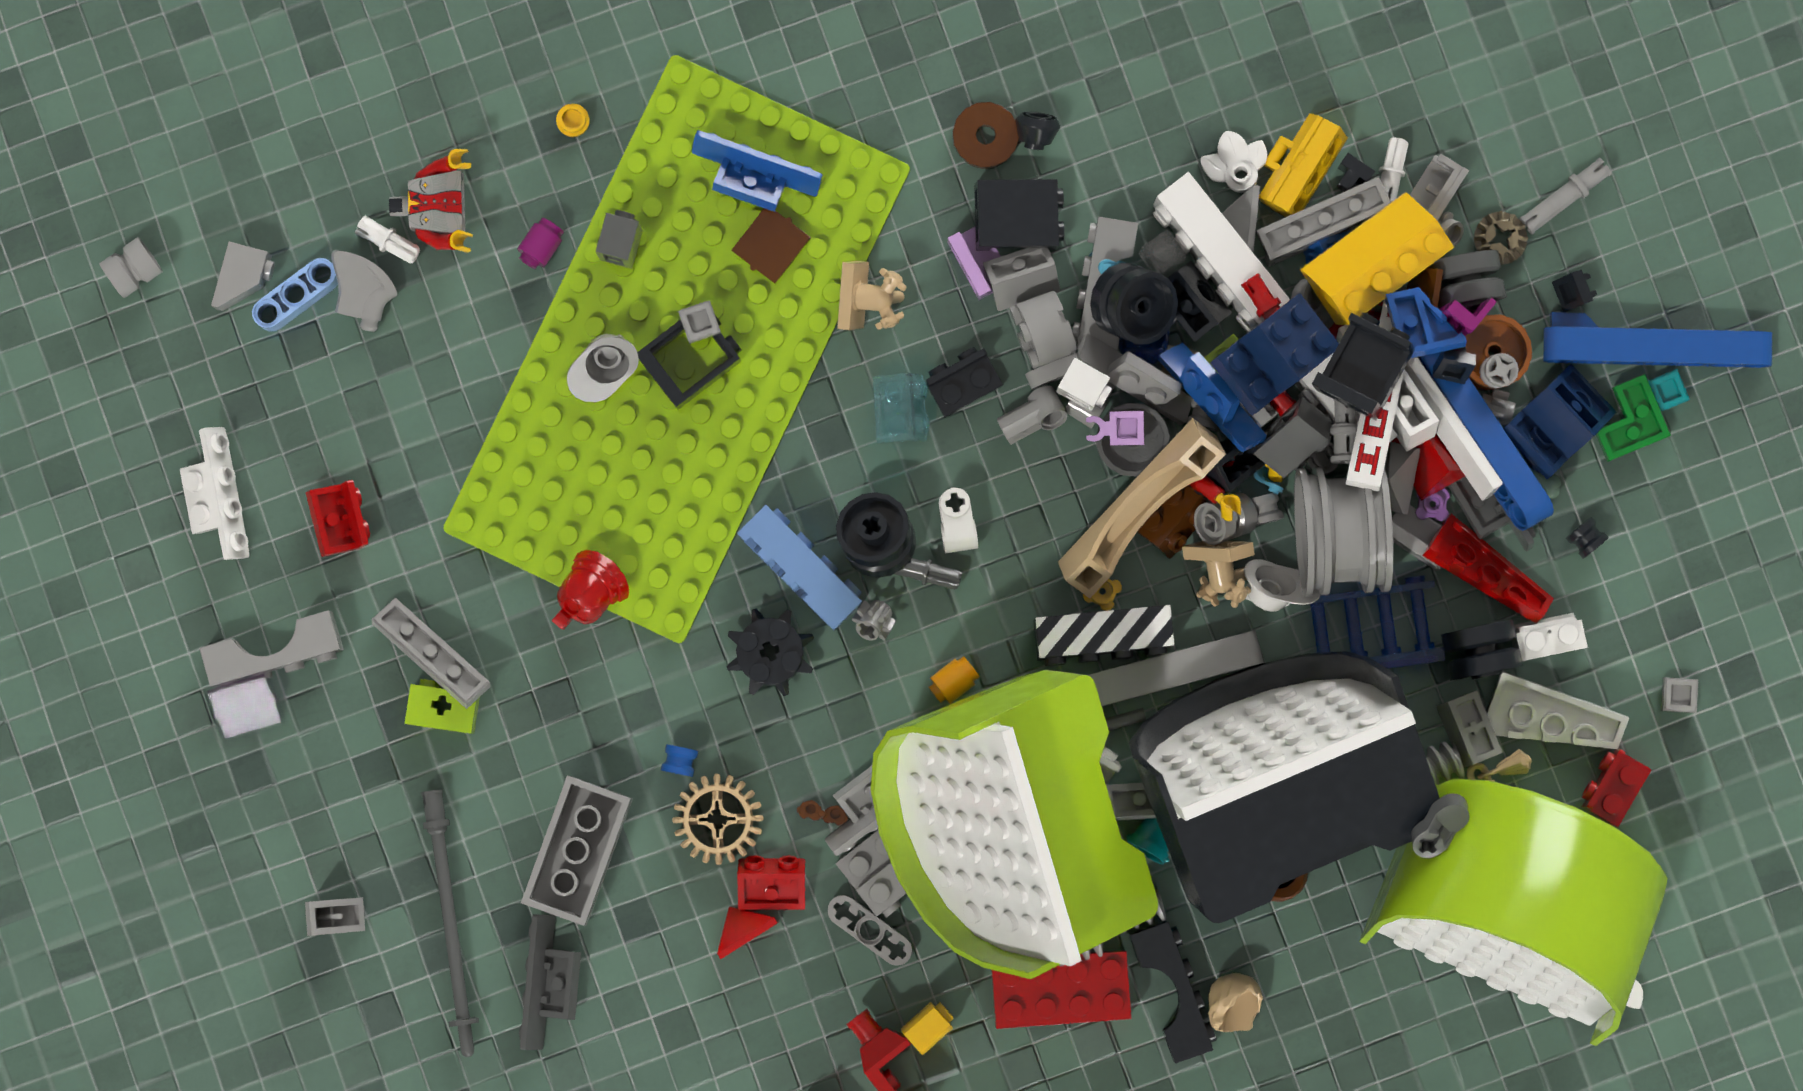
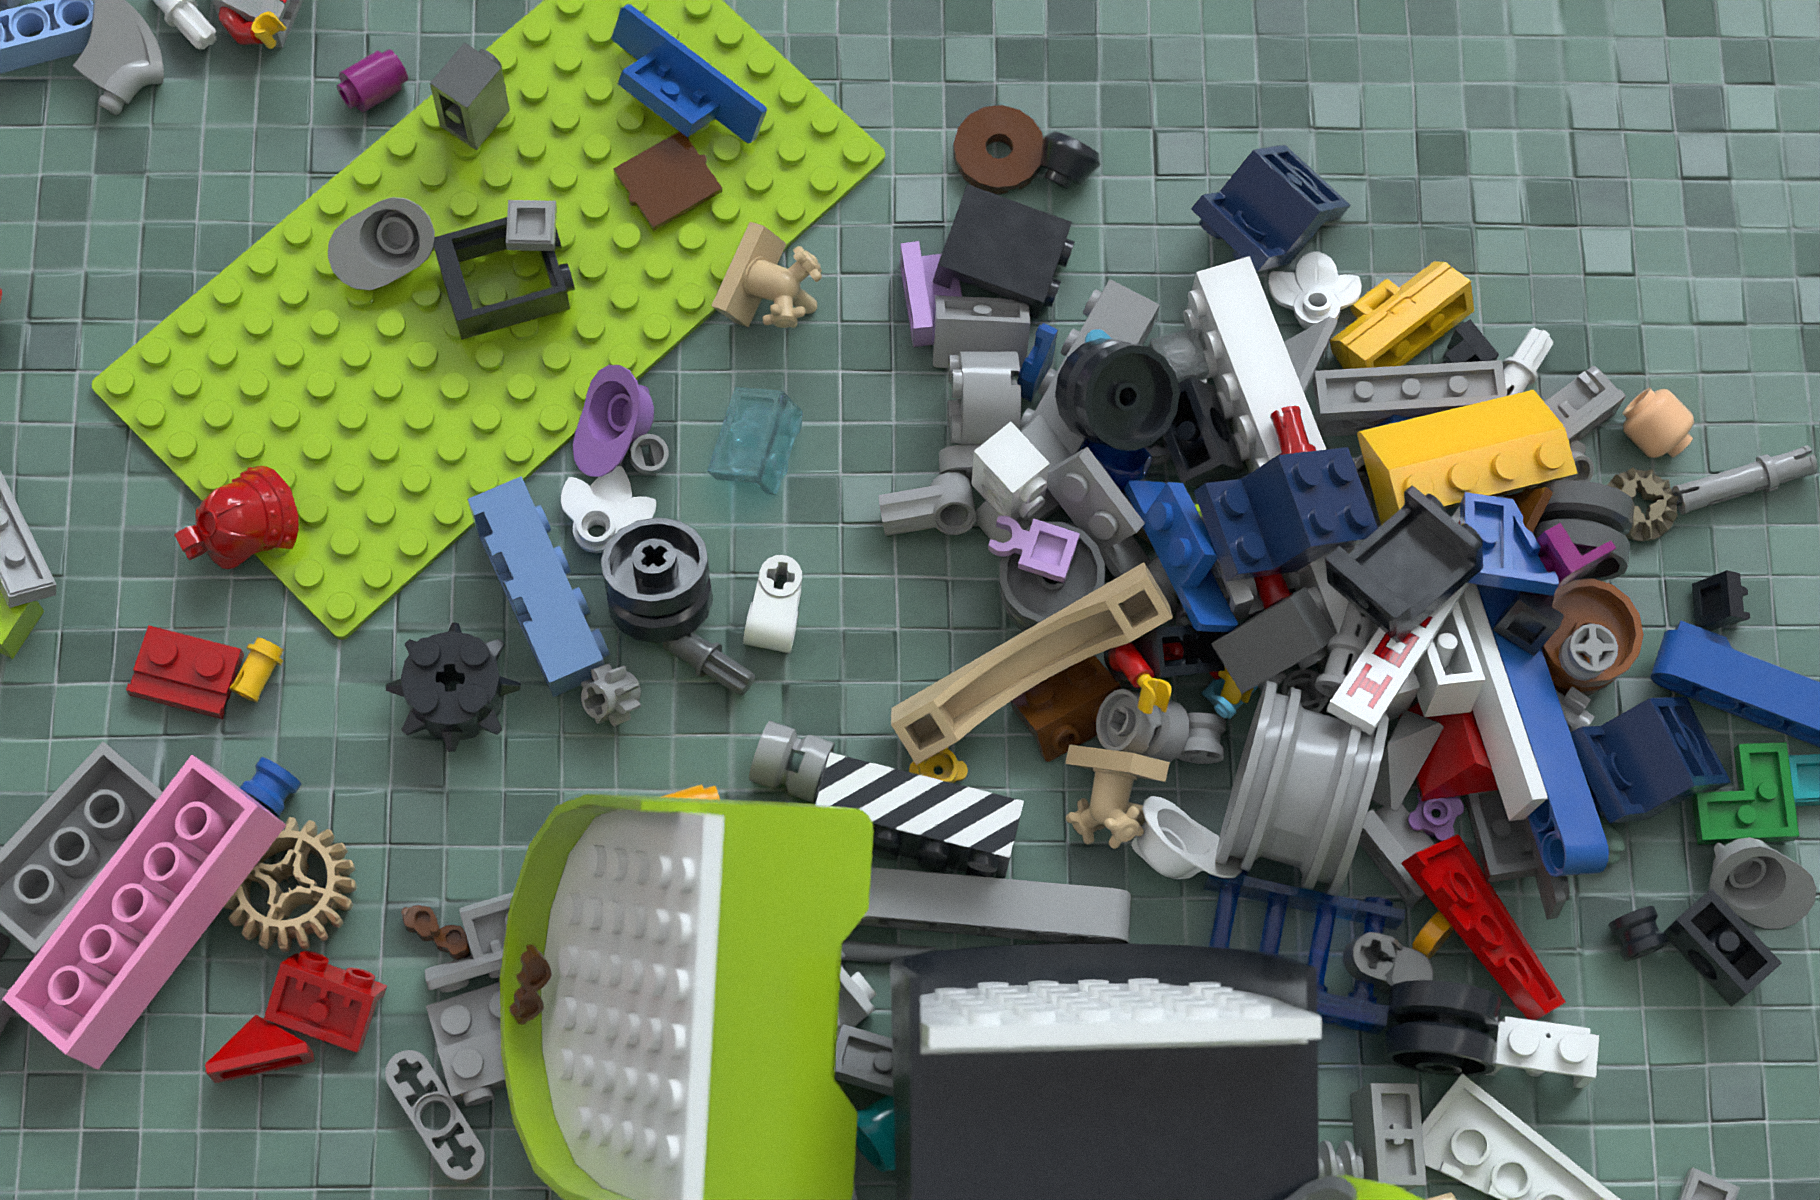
camera: 15 degrees right, 15 degrees down
(590, 703) = (185, 672): none -> red plate
(637, 685) = (257, 669): none -> yellow pin
(641, 874) = (143, 913): none -> bright pink brick
(800, 434) = (612, 419): none -> medium lavender piece
(819, 487) = (605, 504): none -> white plate
(839, 442) = (657, 450): none -> light grey hinge
(903, 830) = (532, 977): none -> reddish brown piece
(962, 382) = (852, 434): black bracket -> none
(995, 622) = (775, 756): none -> light grey wheel
(1068, 289) = (1038, 362): none -> blue tile
(1187, 118) = (1270, 207): none -> dark blue bracket
(1449, 618) = (1384, 961): none -> dark grey piece
(1455, 589) = (1433, 935): none -> light orange tile
(1496, 177) = (1658, 423): none -> light nougat head
(1642, 530) = (1722, 947): none -> black brick
(1654, 477) = (1761, 883): none -> light grey piece

